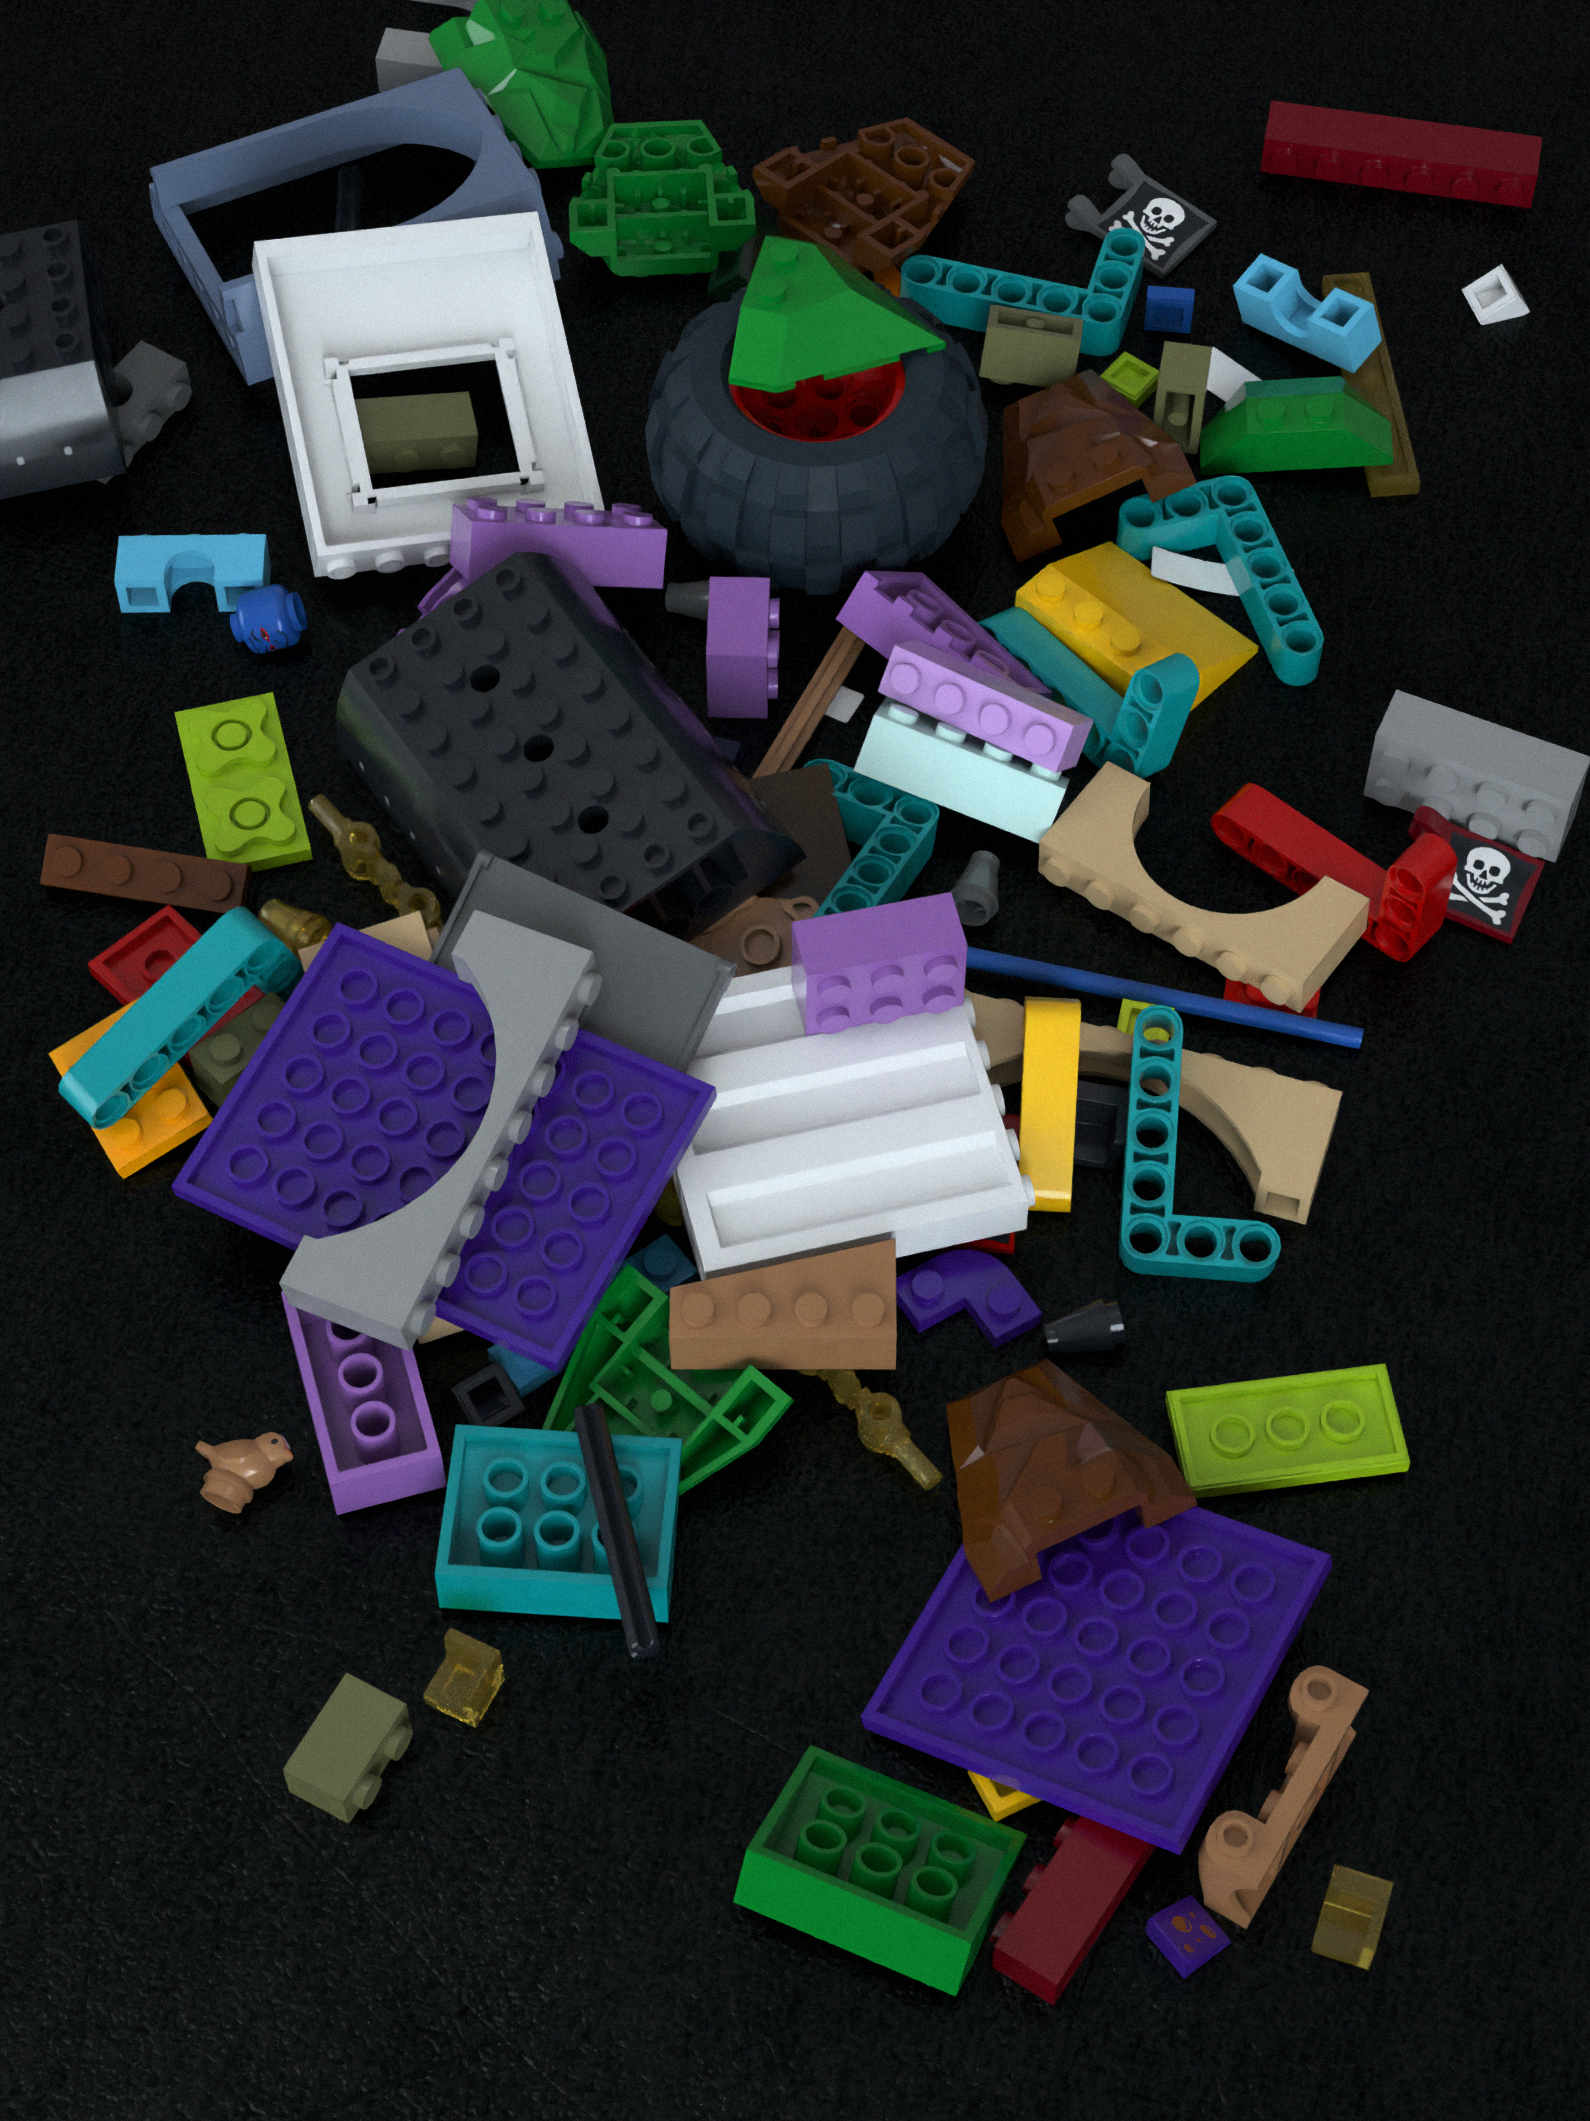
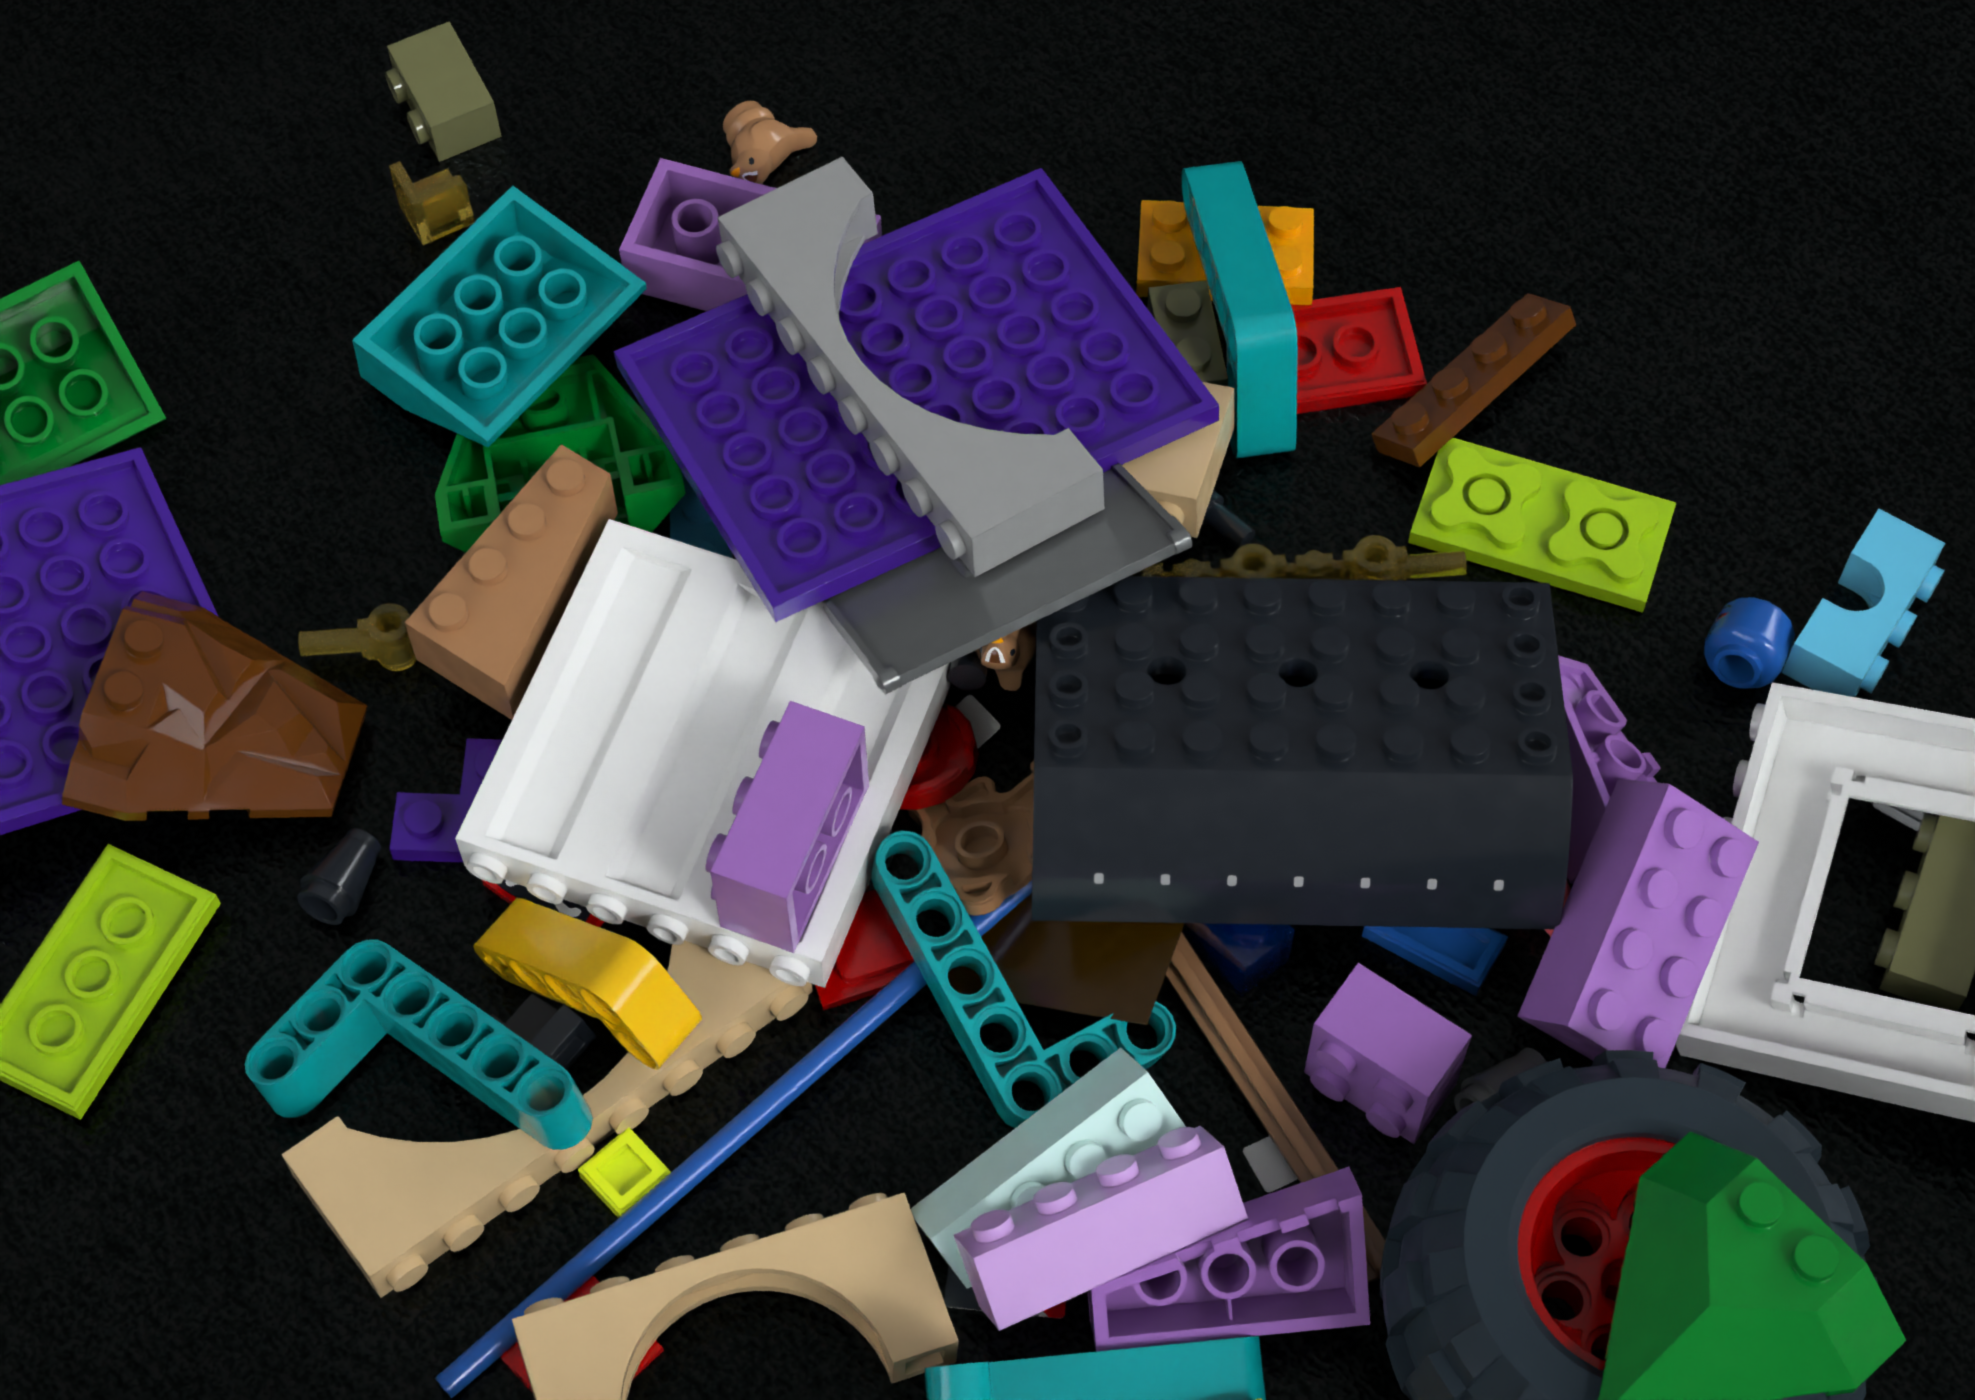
camera: 125 degrees right, 5 degrees up
(294, 925) = (1311, 470): clear yellow cone -> none
(617, 1531) = (432, 326): black axle -> none
(977, 889) = (911, 1117): dark grey cone -> none

